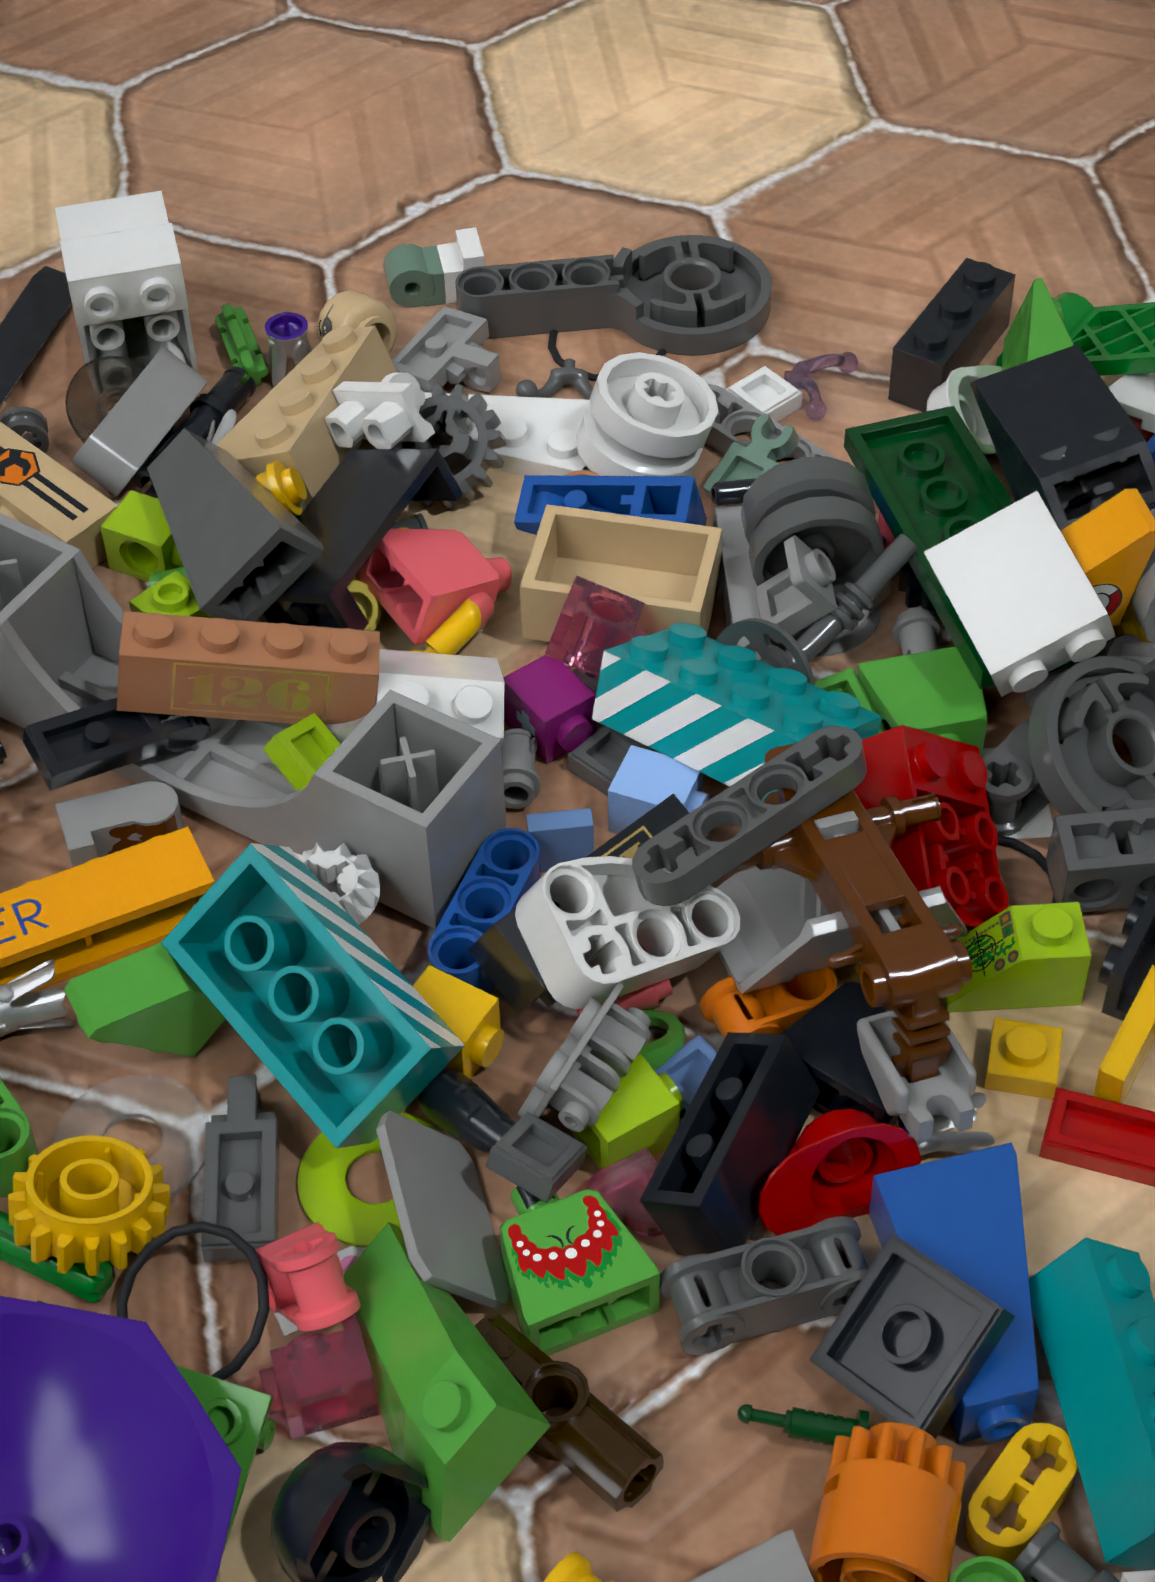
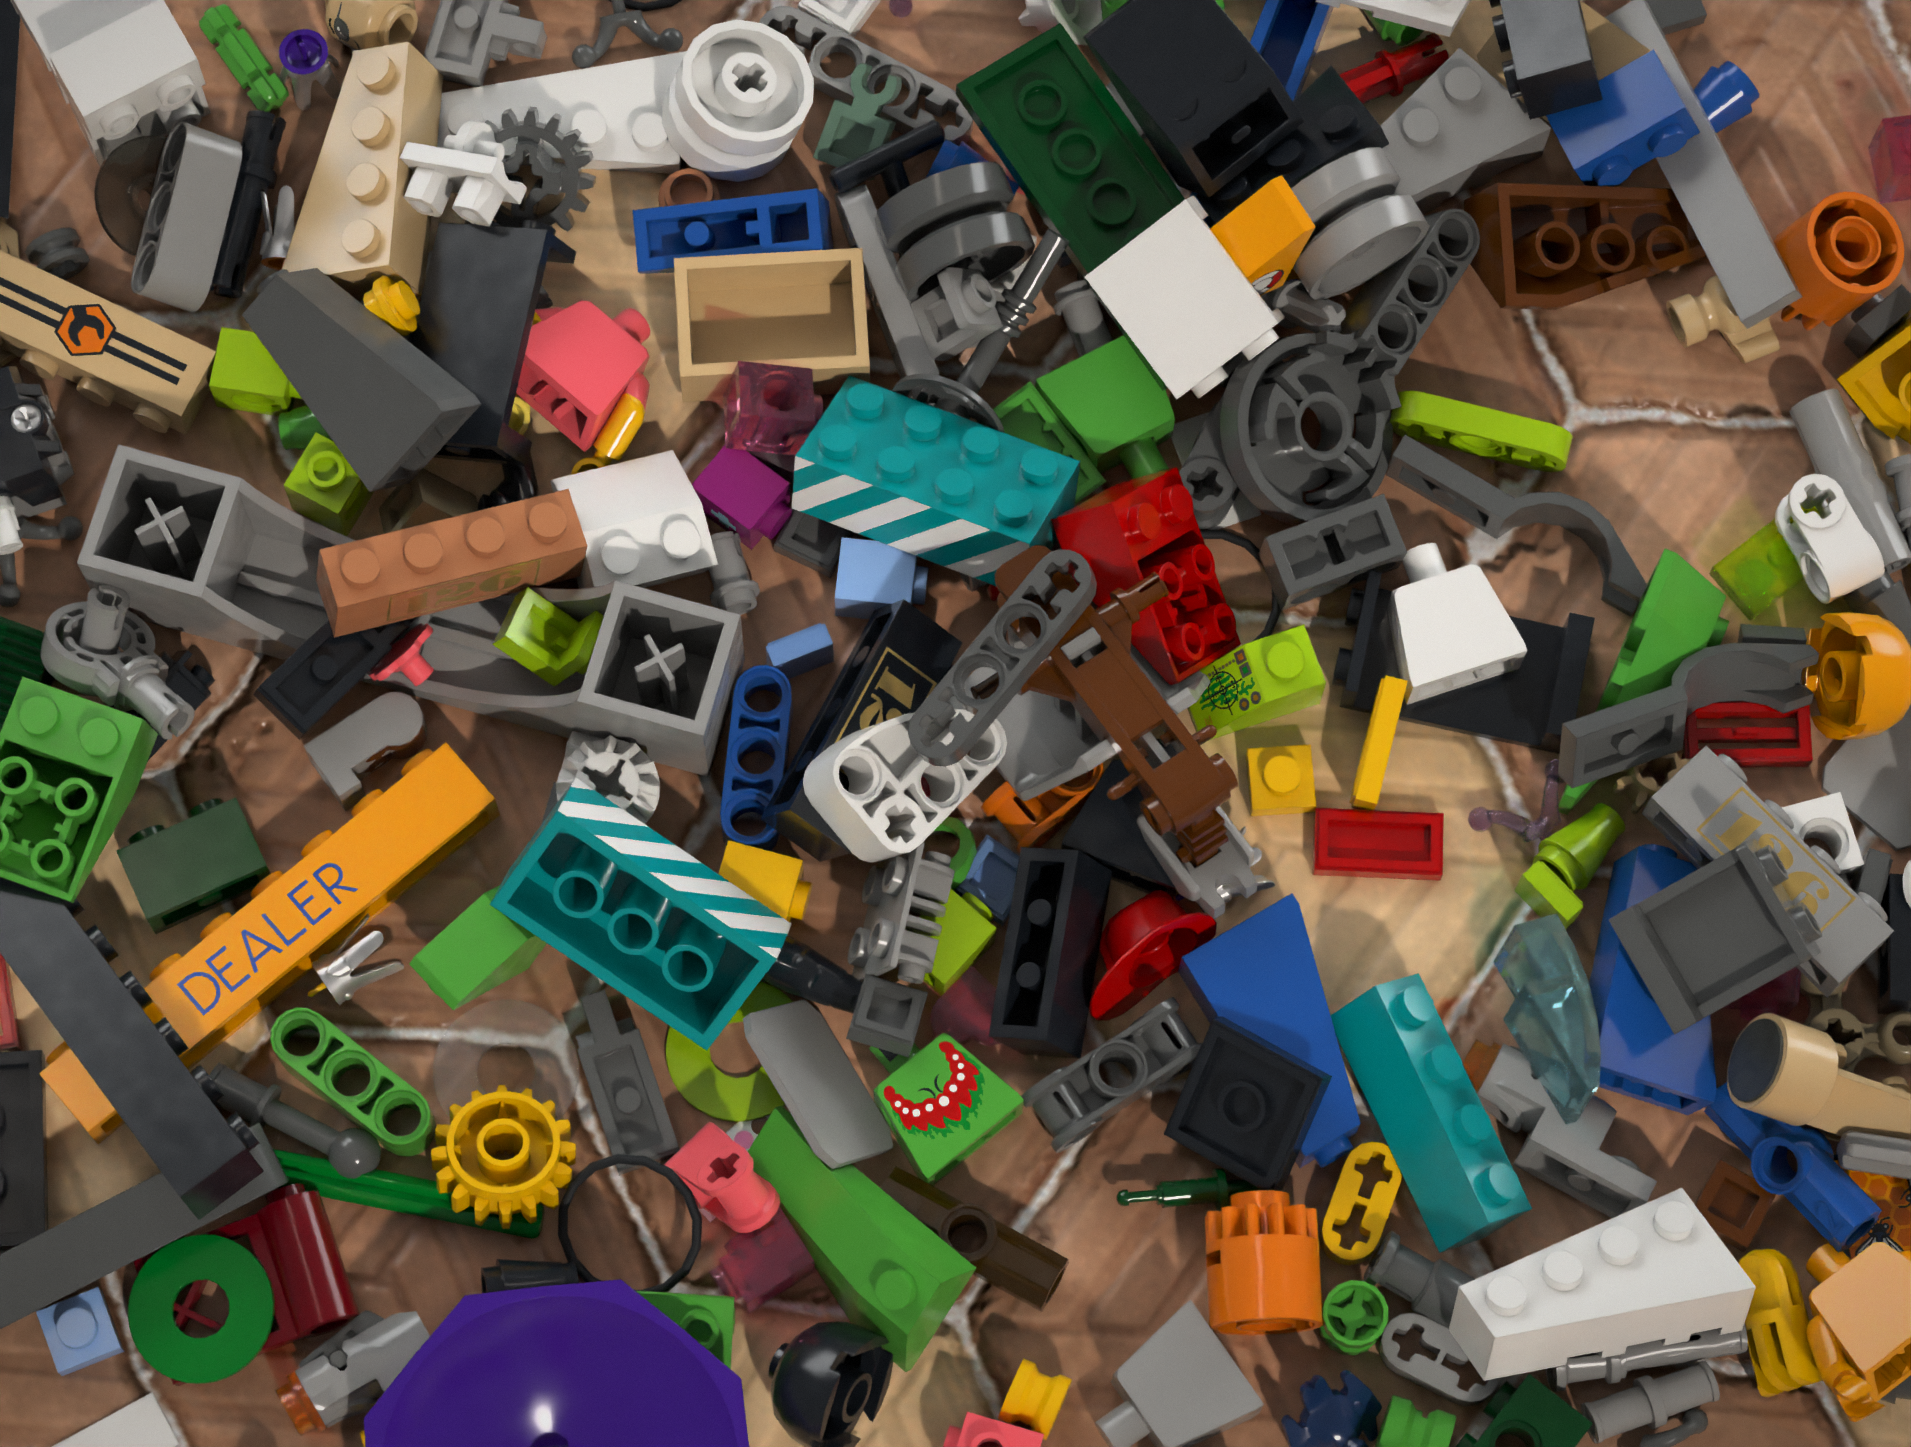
camera: 20 degrees left, 25 degrees up
(179, 749) = (406, 657): none -> coral plant

